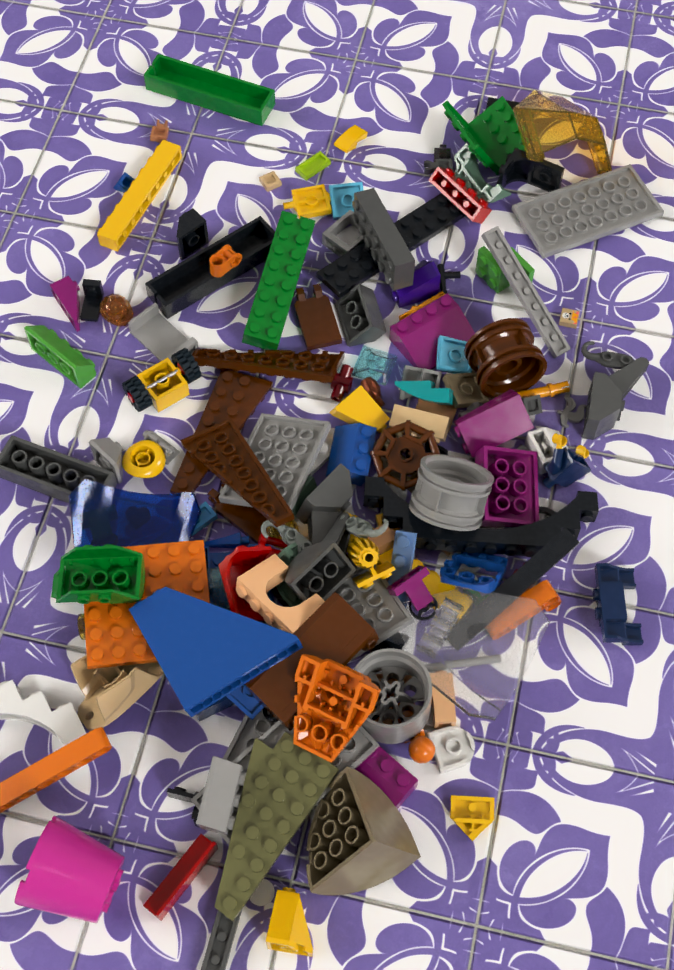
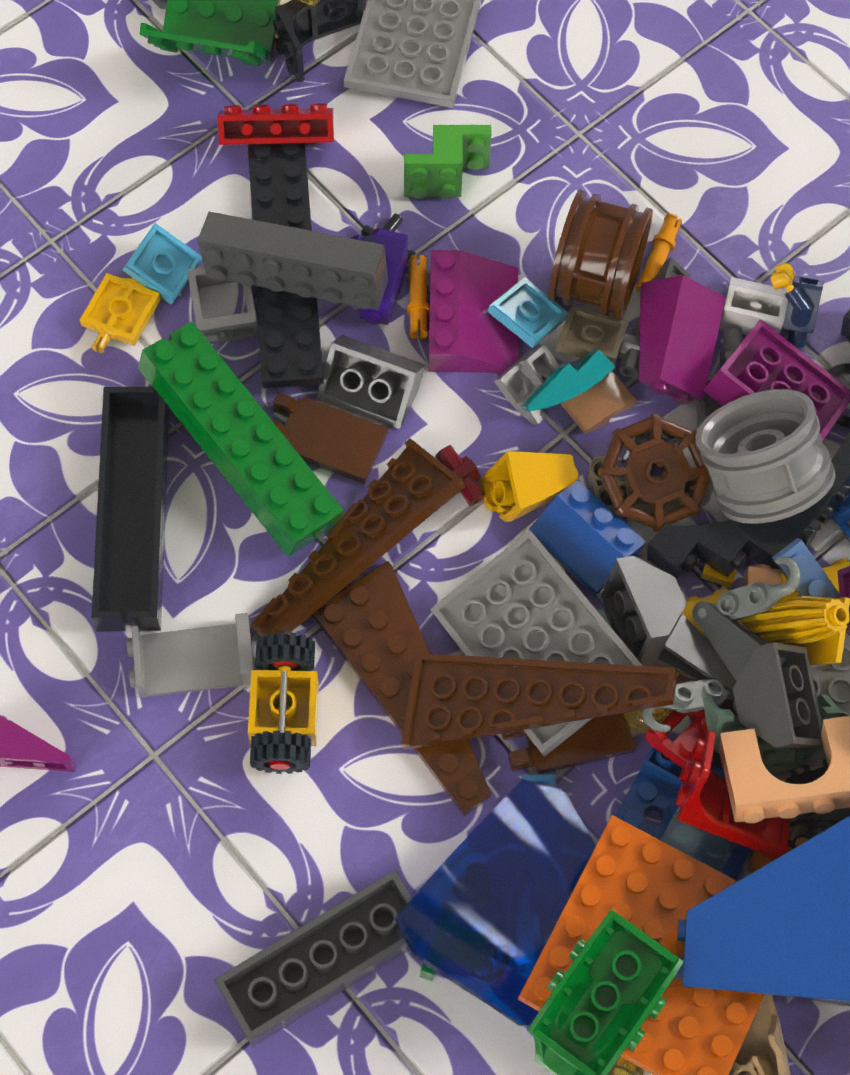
camera: 55 degrees left, 5 degrees up
(60, 354) = (110, 819): bright green slope -> none
(93, 296) = (45, 715): black bracket -> none
(108, 456) = (353, 860): light grey slope -> none
(116, 310) = (89, 690): clear orange piece -> none
(144, 459) = (388, 816): yellow hat -> none
(169, 451) = (379, 781): light grey hinge -> none
(191, 233) = (45, 497): black slope -> none
(224, 261) = (150, 481): orange piece -> none
(230, 541) = (609, 779): blue piece -> none
(270, 181) = (33, 337): tan tile -> none
(313, 165) = (55, 265): lime tile -> none
(349, 138) = (53, 187): yellow slope -> none
(373, 389) = (495, 444): copper piece -> none
(374, 364) = (461, 415): clear light blue slope -> none
(427, 420) = (594, 431): tan brick -> none
(442, 152) = (183, 102): clear smoke tile -> none
(444, 163) = (201, 116): dark grey plate -> none
(468, 170) = (240, 90): sand green windscreen -> none
(525, 292) = (509, 158): light grey plate -> none
(567, 413) = (711, 252): light grey piece -> none
(569, 318) = (569, 145): tan tile -> none
(607, 392) = (729, 189): dark grey slope -> none

